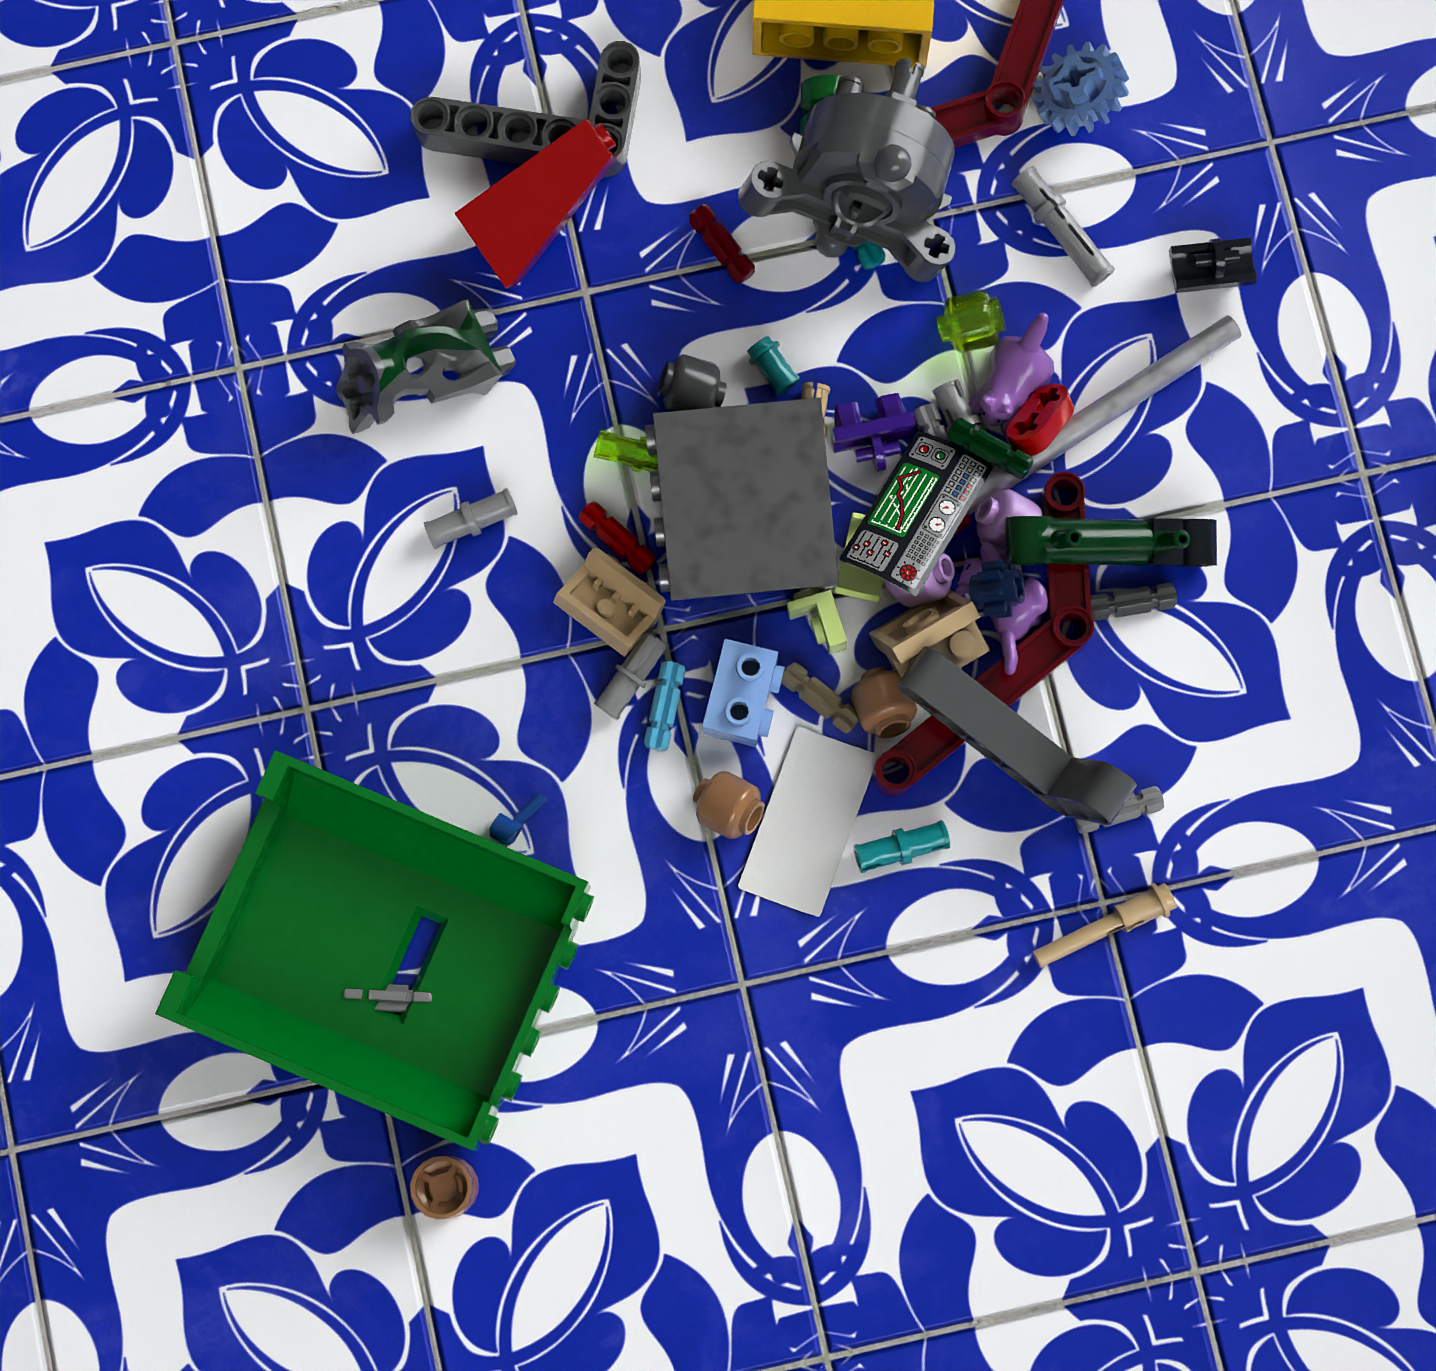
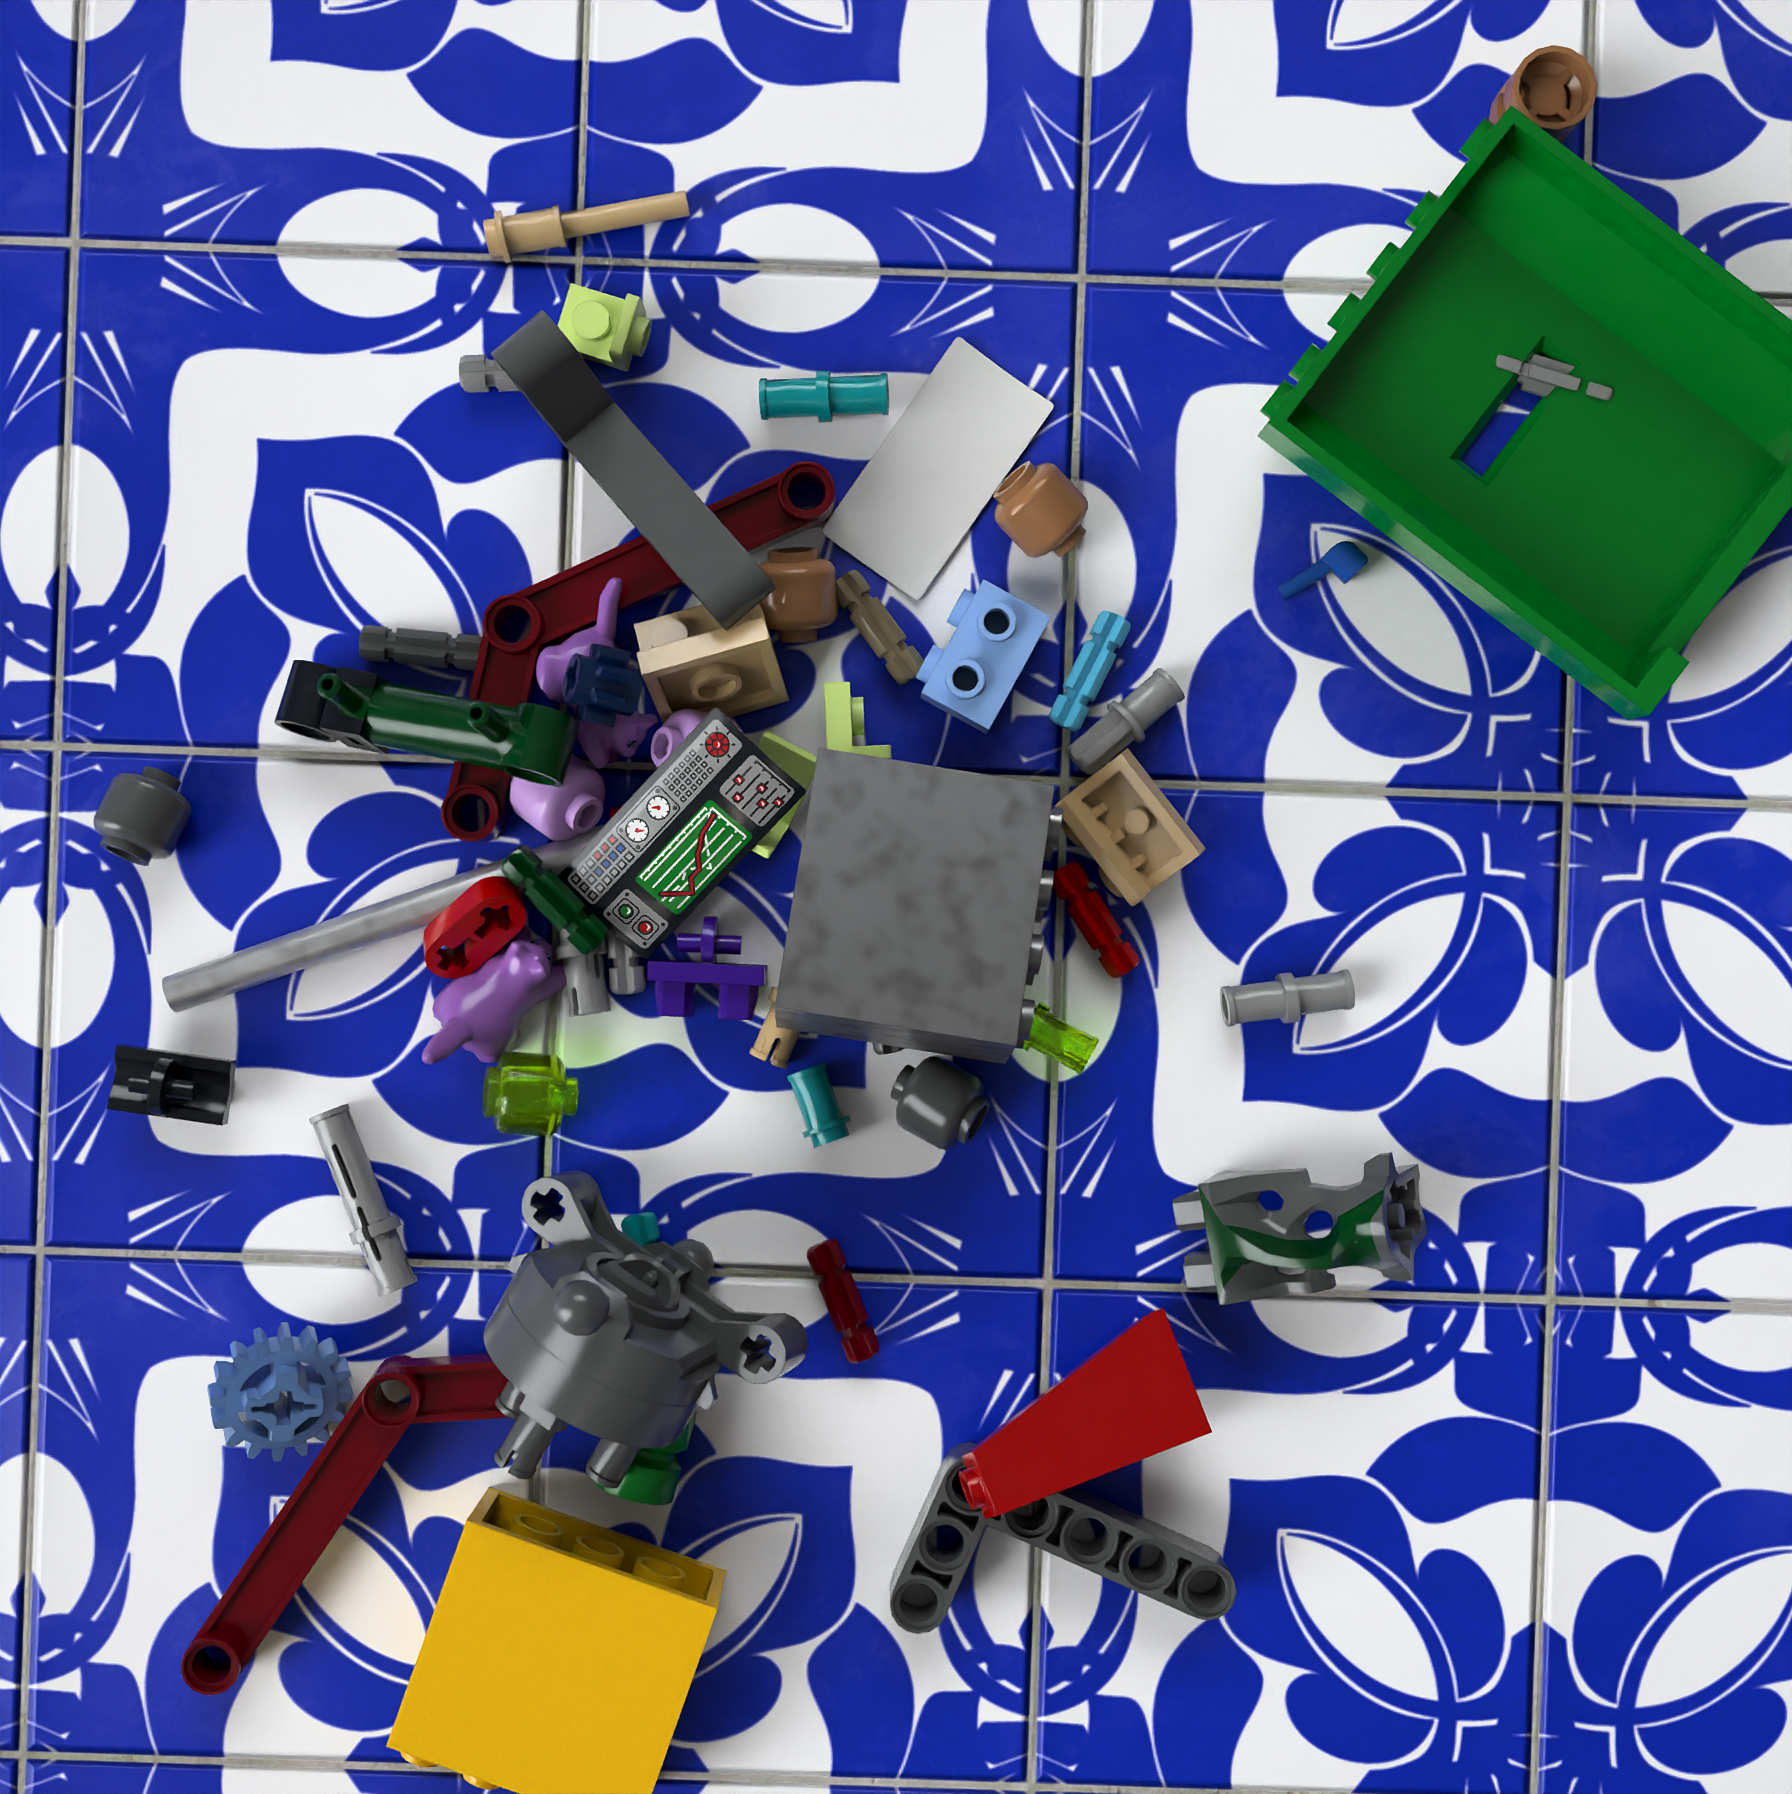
camera: 165 degrees left, 10 degrees up
(1071, 855) = (605, 326): none -> yellowish green bracket
(1287, 436) = (142, 816): none -> dark grey head

